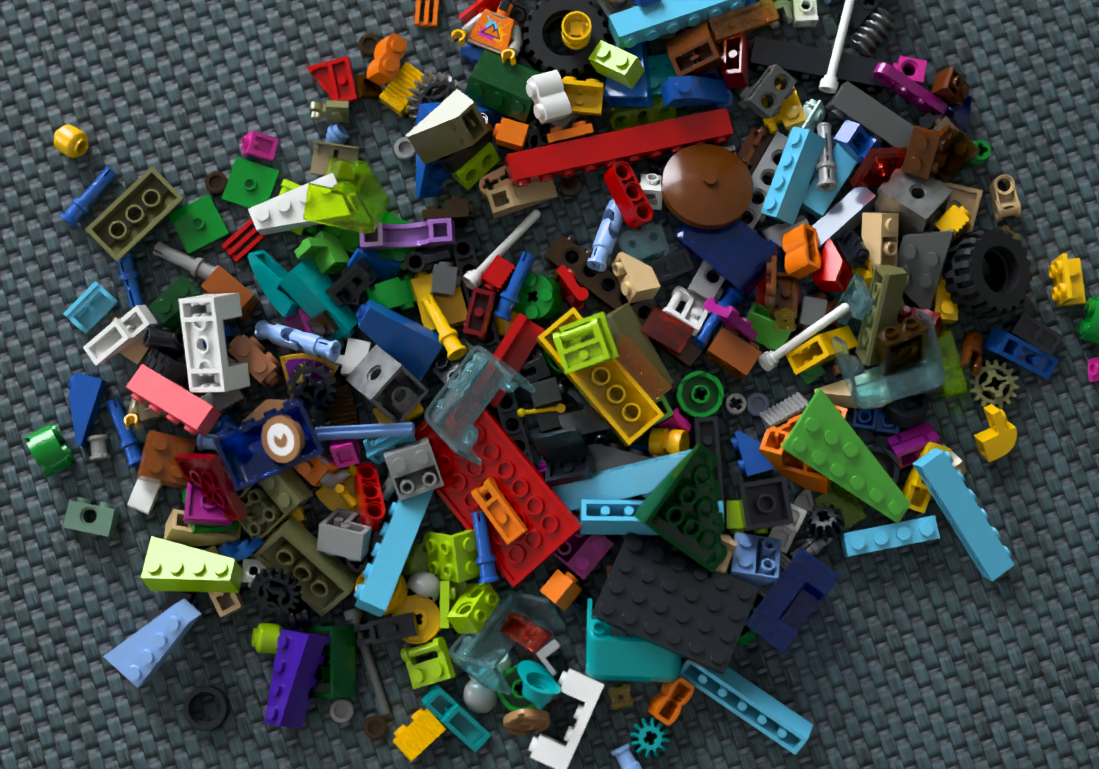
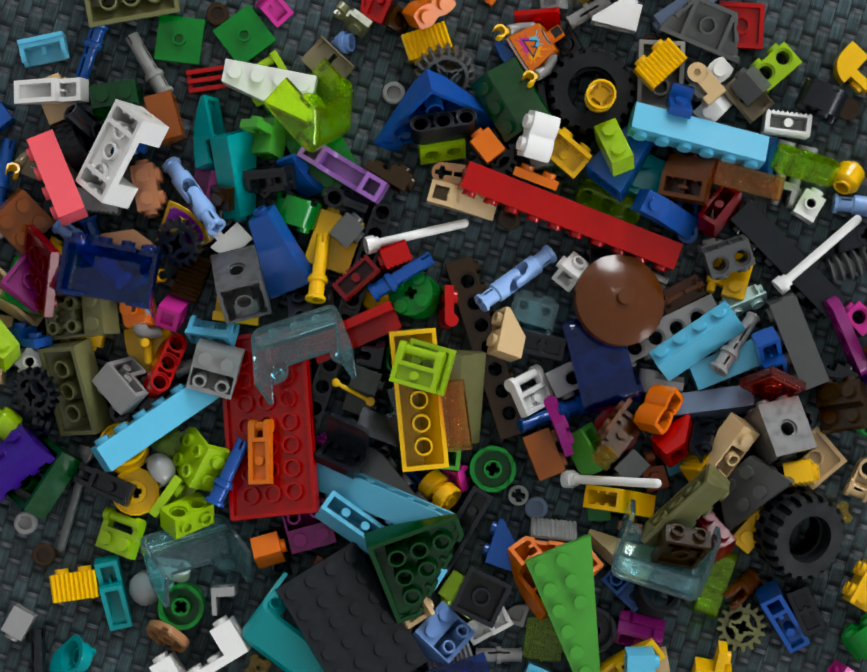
camera: 30 degrees right, 5 degrees up
(283, 438) = (123, 274): medium nougat tile -> none
(366, 431) = (196, 310): medium blue axle -> none
(448, 128) = (434, 107): olive slope -> none
(525, 631) = (216, 563): clear red slope -> none
(538, 683) = (196, 613): teal piece -> none
(624, 184) = (541, 271): red beam -> none
(667, 330) = (502, 398): clear red slope -> none
(824, 522) = (527, 645): black gear -> none
(858, 299) = (673, 480): clear light blue plate -> none
(926, 151) = (819, 400): reddish brown bracket -> none

